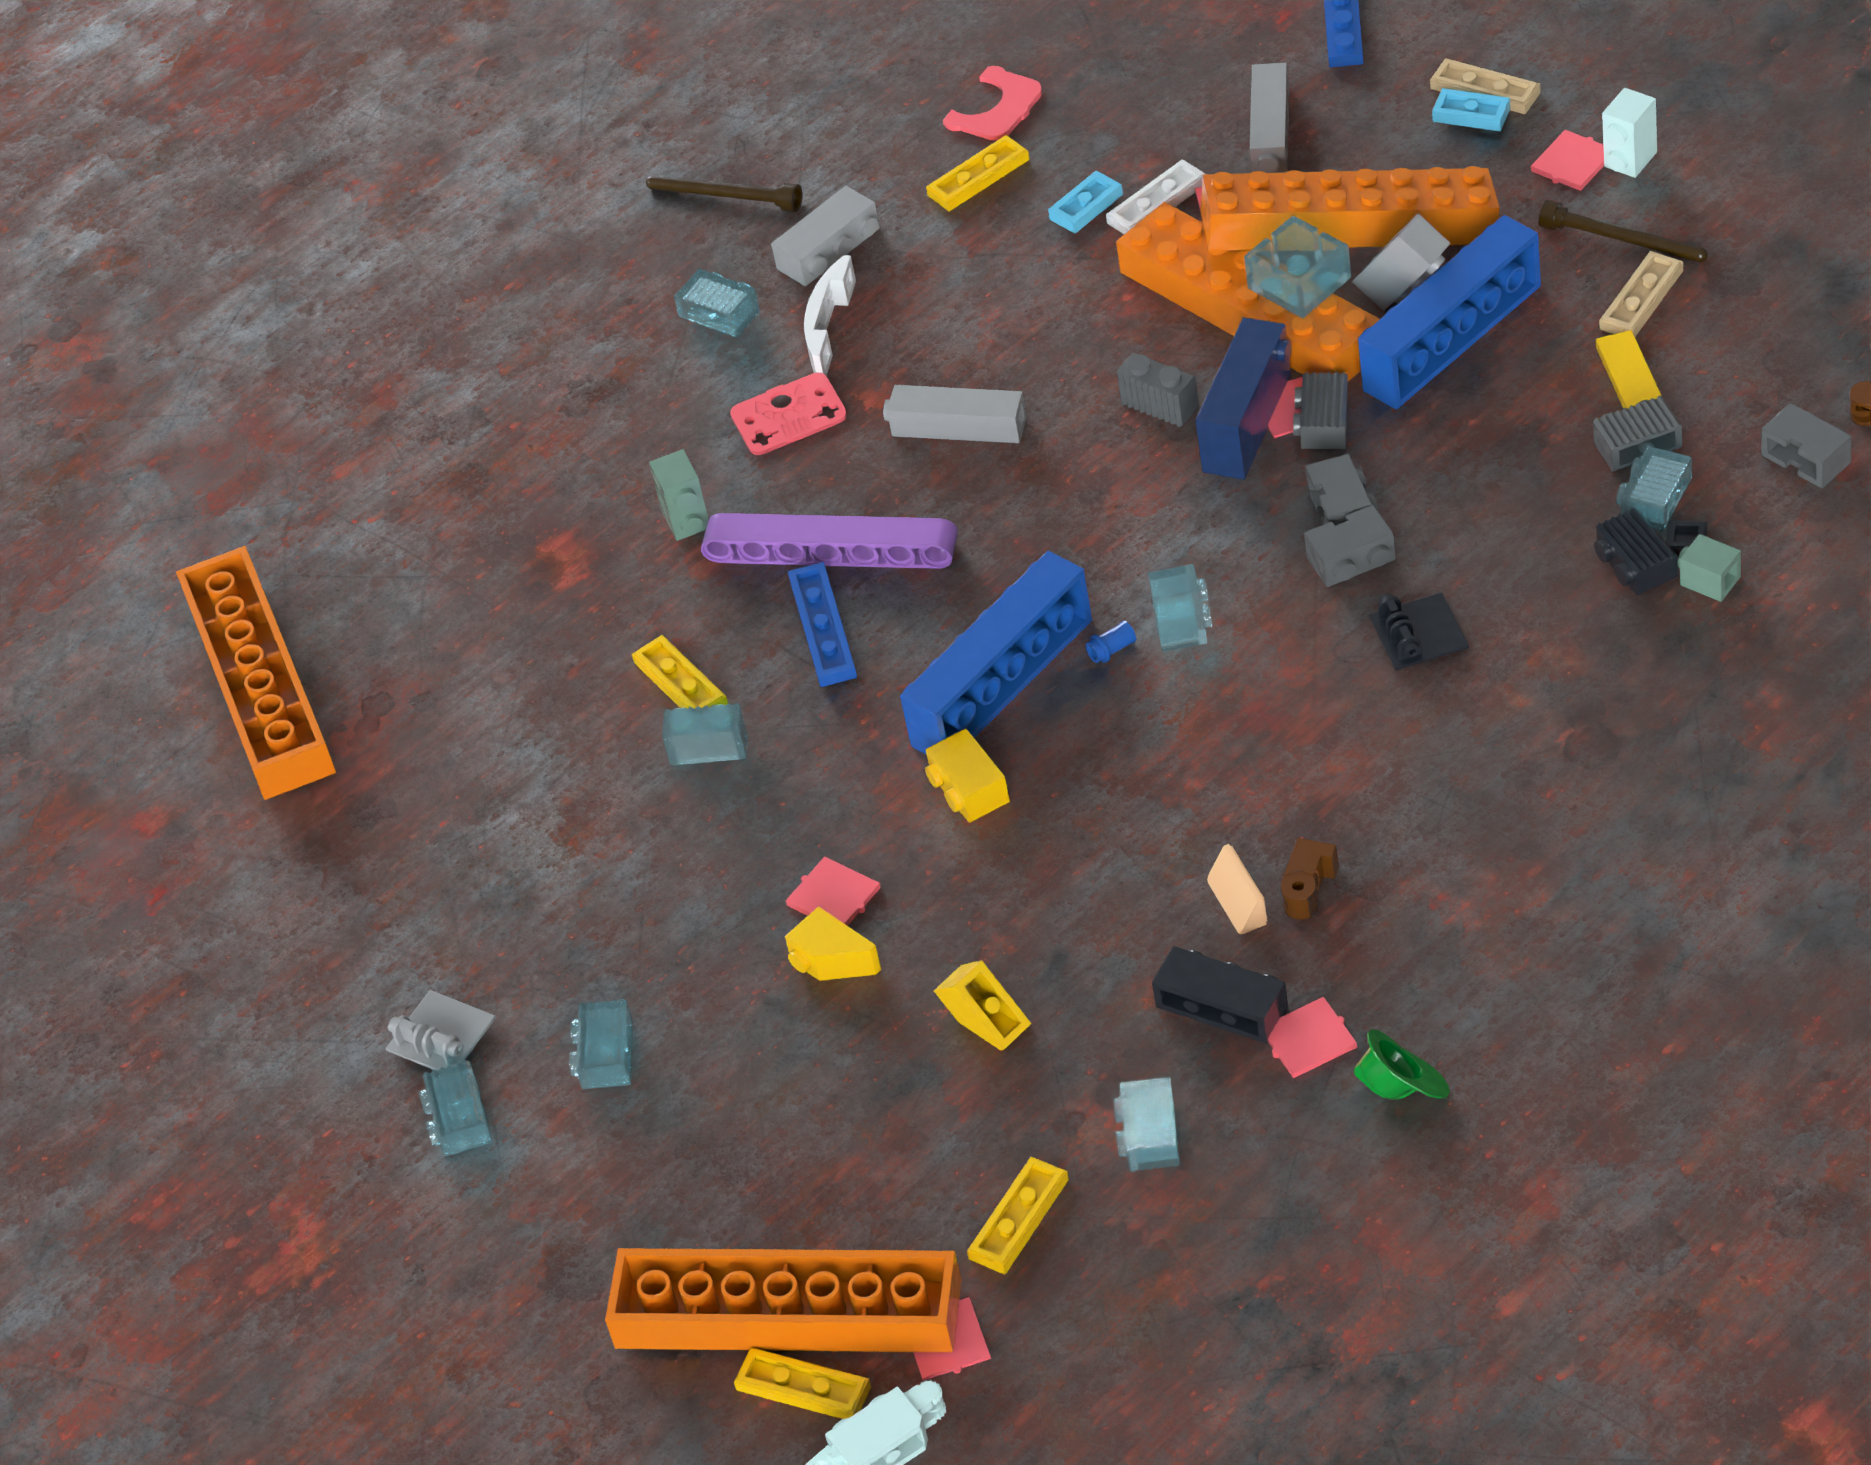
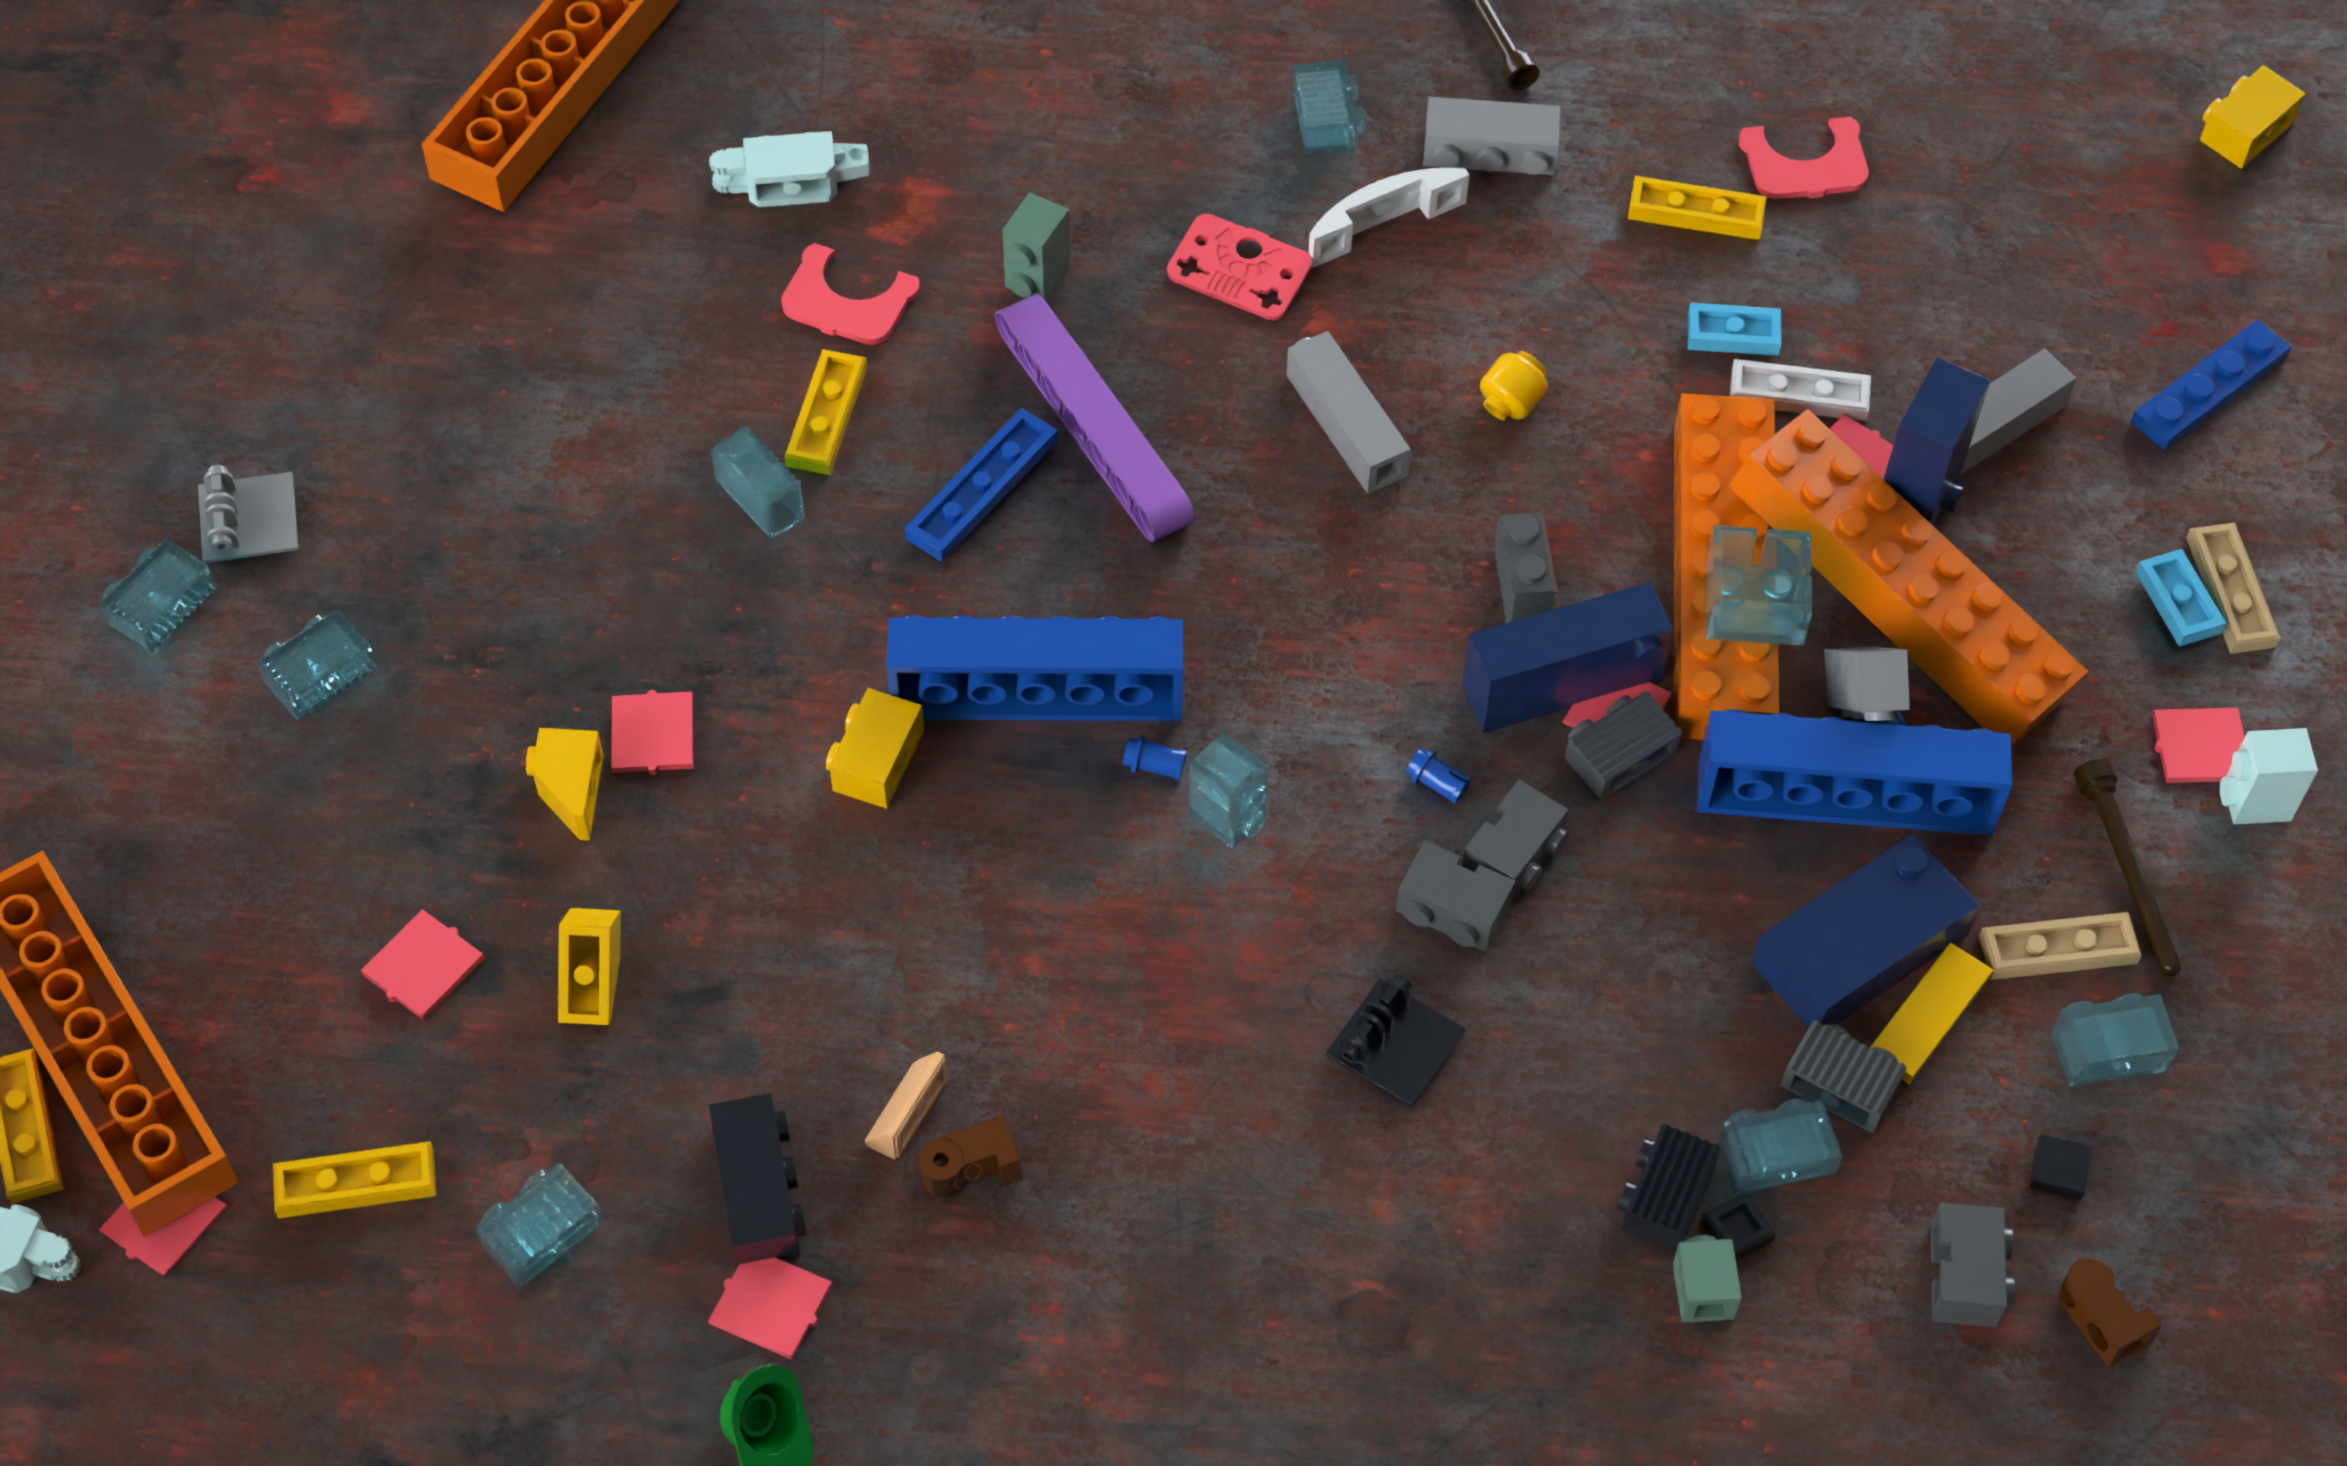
camera: 40 degrees right, 10 degrees up
(470, 598) = (788, 168): none -> light aqua hinge
(585, 645) = (864, 321): none -> coral piece
(889, 1103) = (422, 964): none -> coral piece
(1020, 323) = (1514, 386): none -> yellow head
(1257, 511) = (1438, 775): none -> blue pin
(1283, 124) = (1936, 439): none -> dark blue brick
(1556, 371) = (1865, 934): none -> dark blue brick
(1725, 301) = (2114, 1039): none -> clear light blue brick
(1780, 374) = (2060, 1167): none -> black tile

